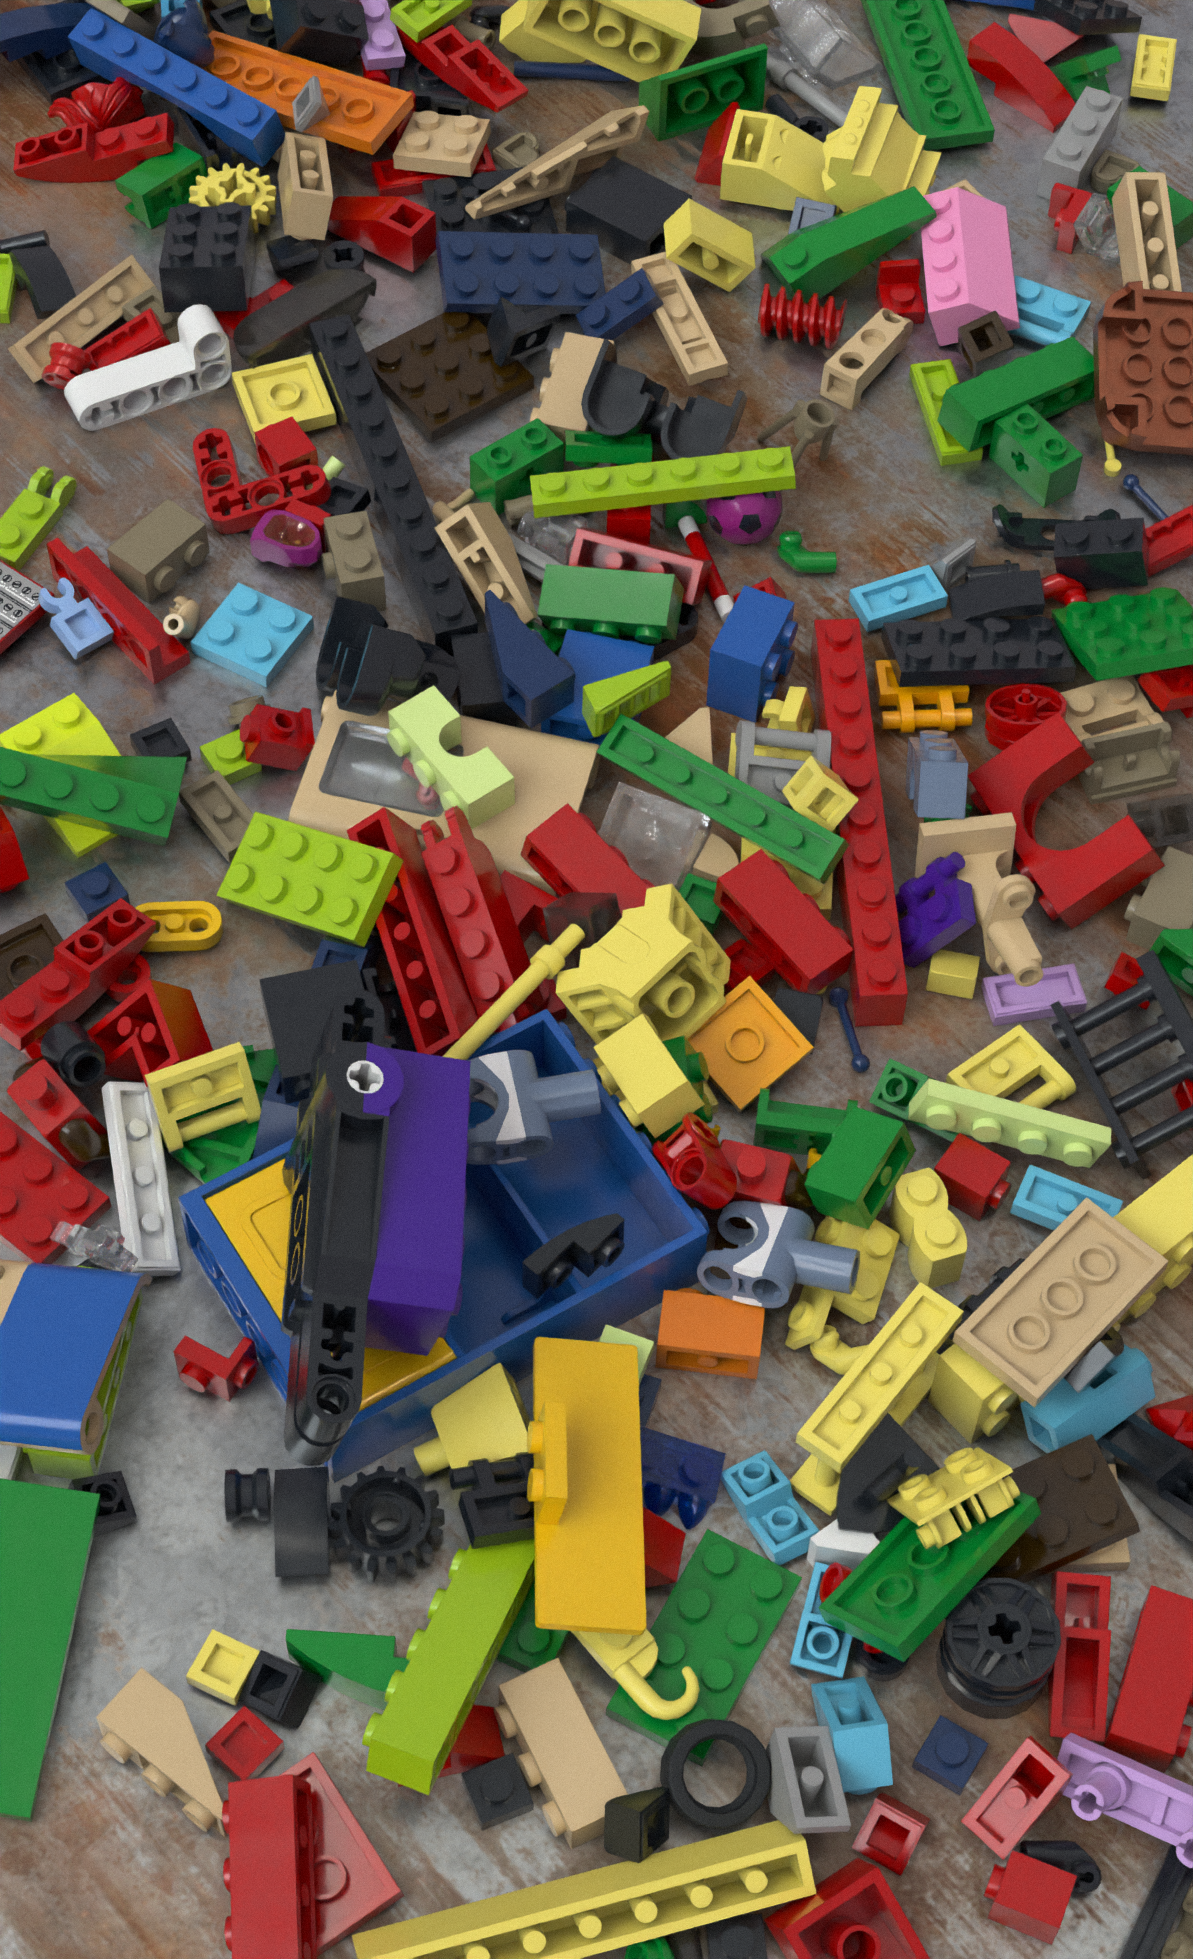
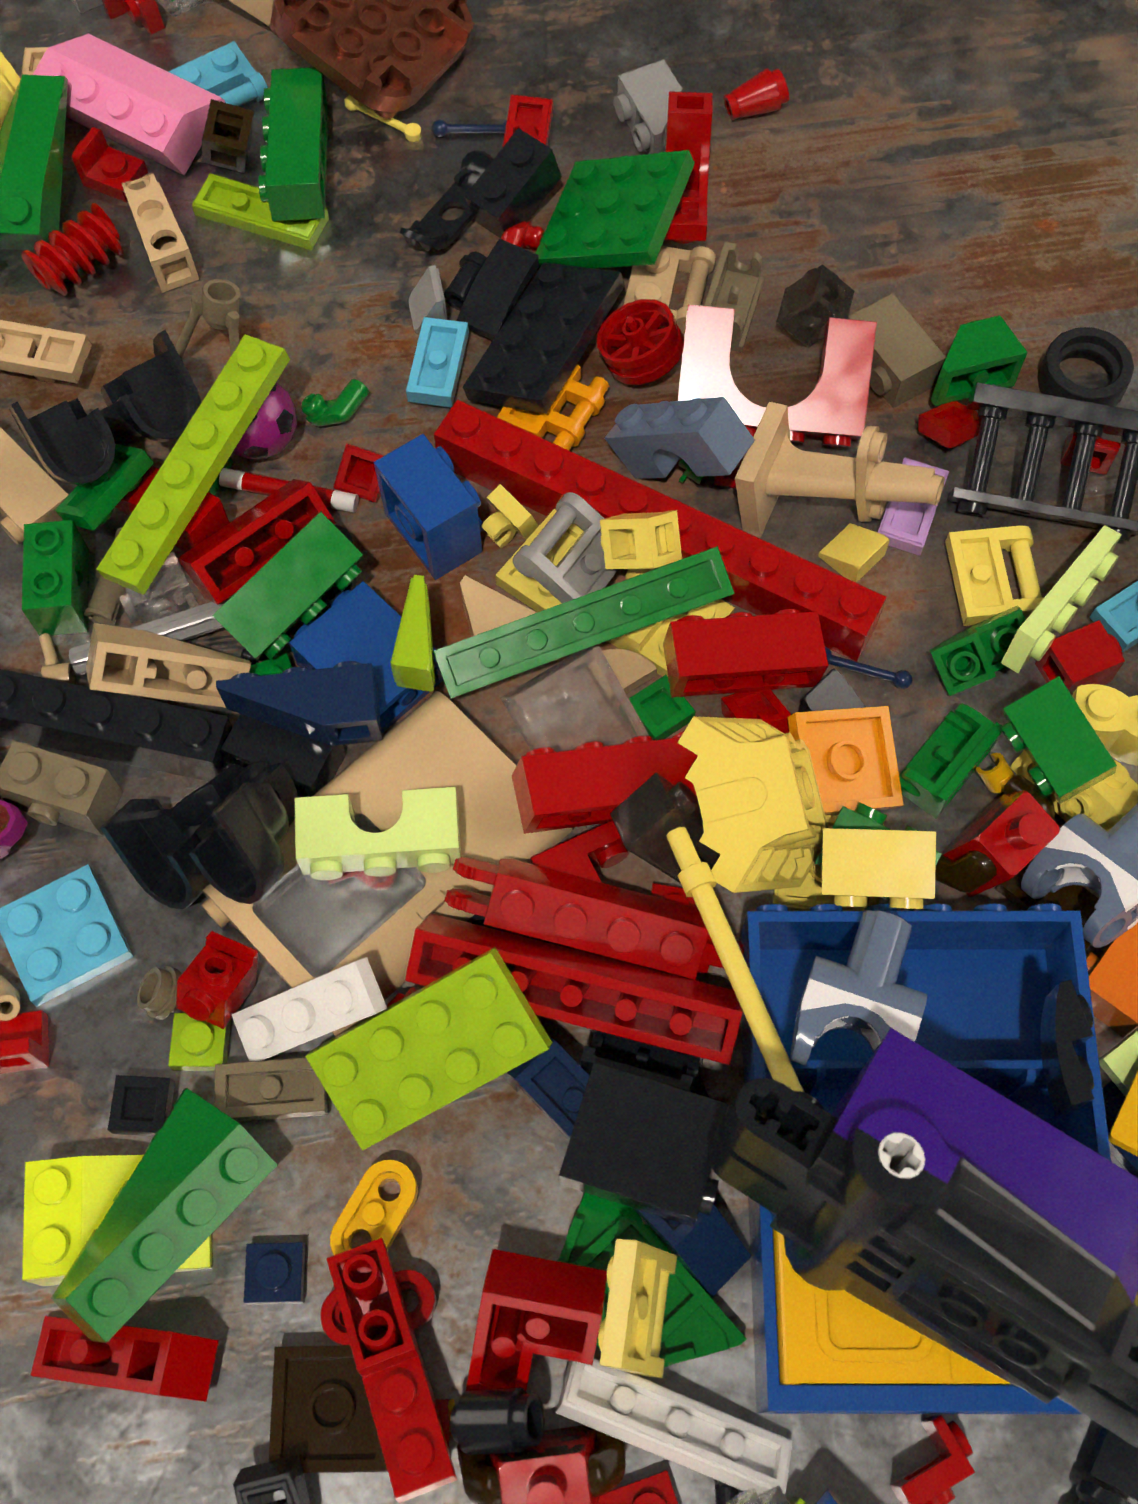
camera: 55 degrees left, 10 degrees up
(289, 794) = (309, 1010): none -> white plate
(697, 1163) = (987, 877): red piece -> none
(937, 919) = (819, 522): dark purple plate -> none
(1035, 455) = (367, 172): green brick -> none

